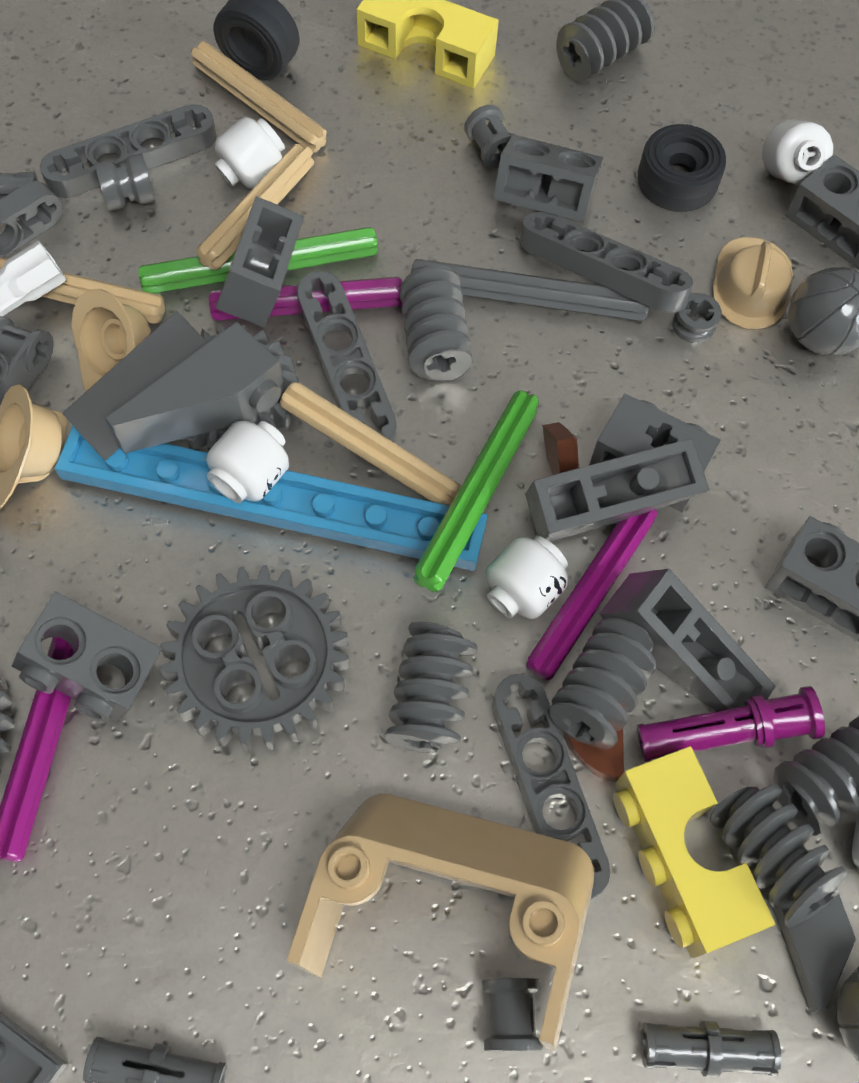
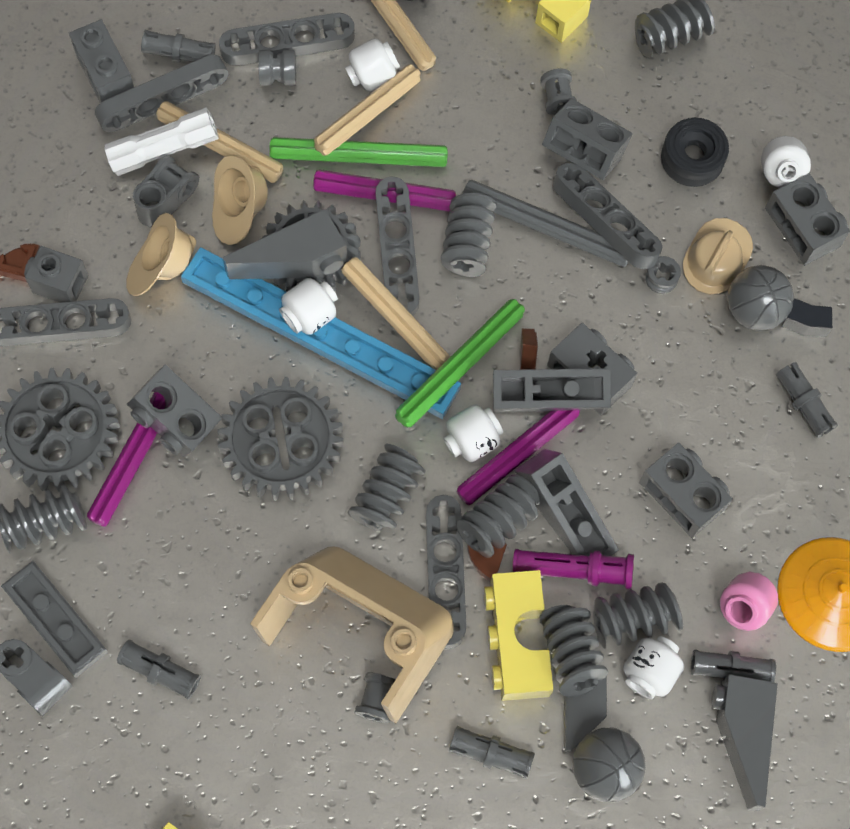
camera: 15 degrees right, 5 degrees up
(135, 372) = (247, 227): dark grey sticker -> none
(260, 262) = (355, 162): dark grey brick -> none

